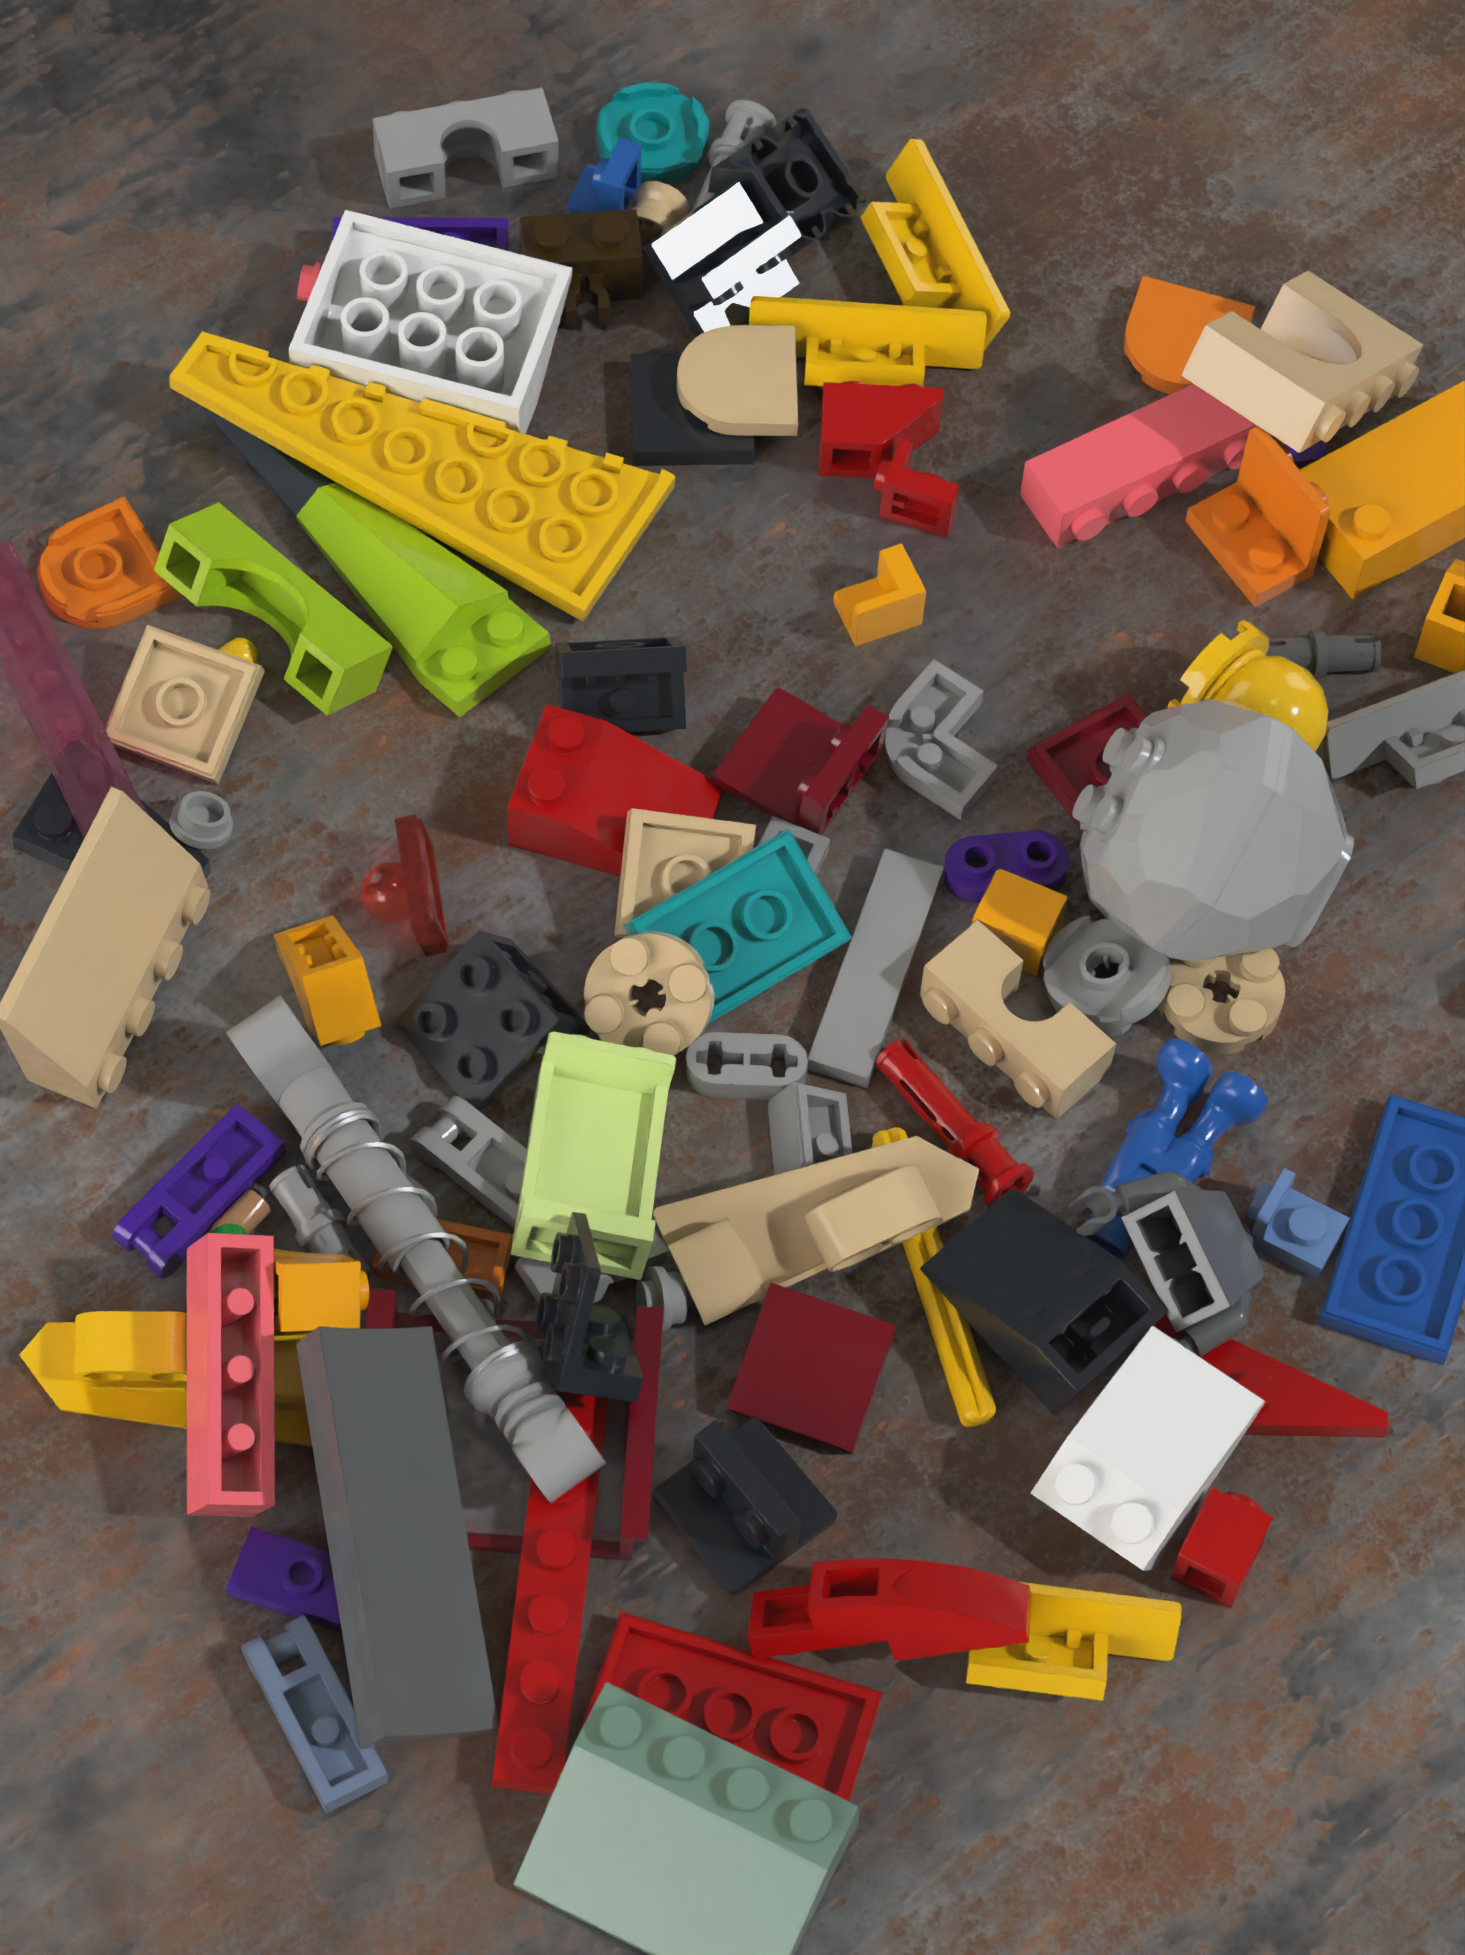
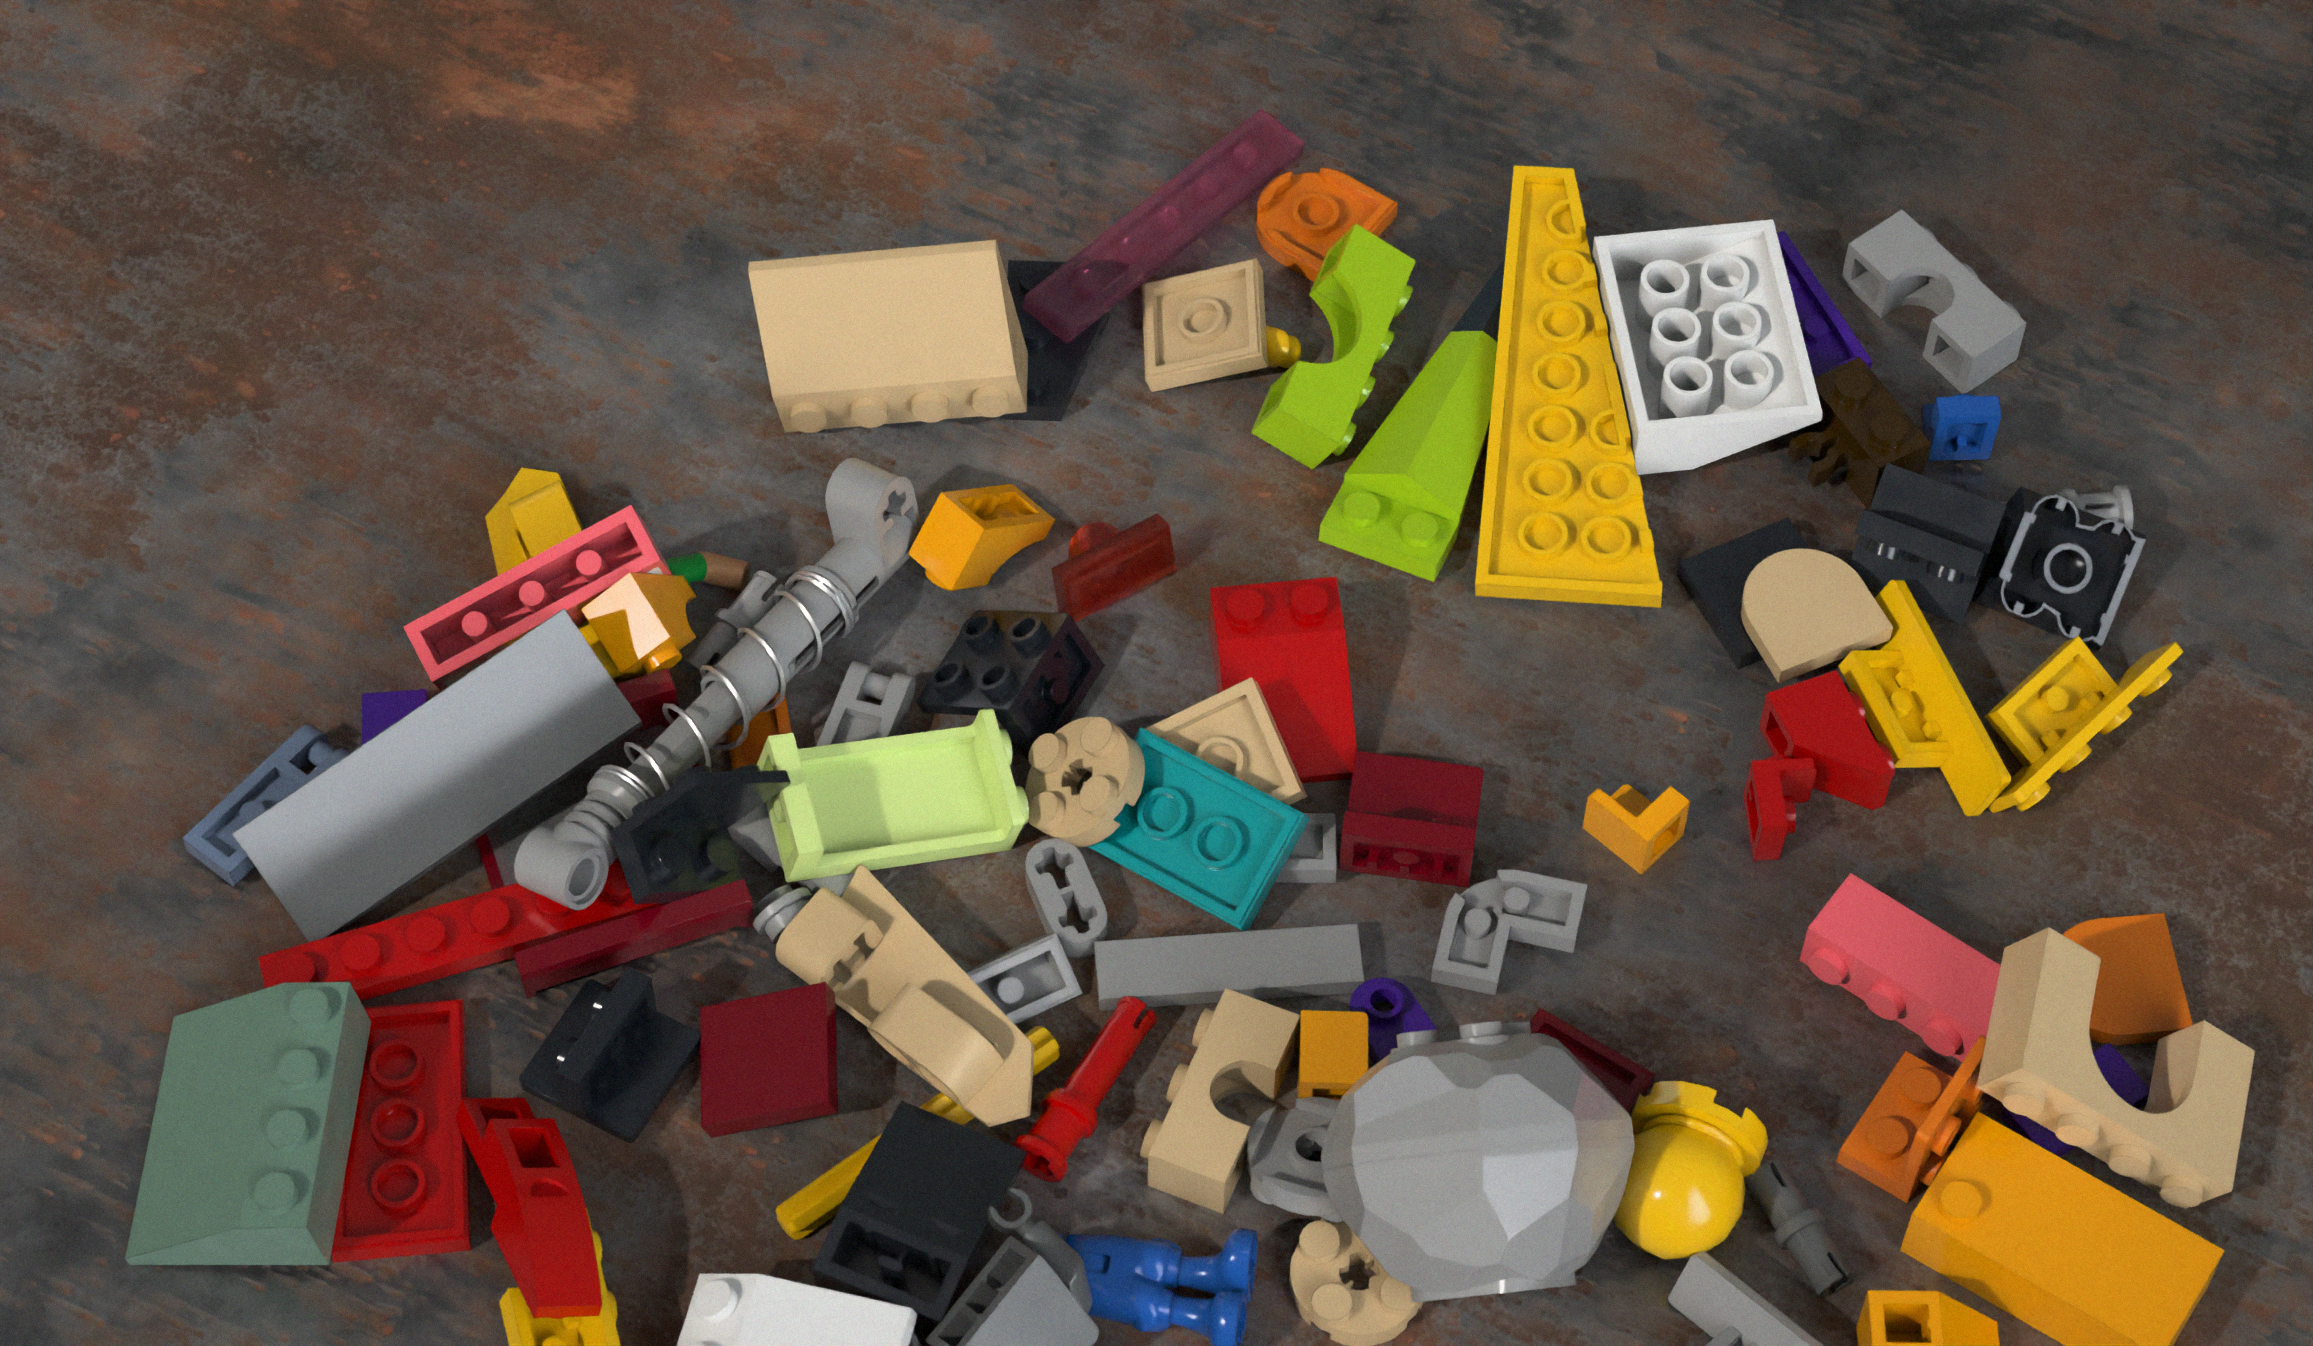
camera: 70 degrees right, 5 degrees down
(199, 1189) = (733, 526): dark purple plate -> none
(202, 820) = (1095, 386): light grey plate -> none
(625, 681) = (1413, 637): black bracket -> none
(658, 208) = (1957, 469): tan wheel -> none
(664, 122) = (2059, 444): teal tile -> none

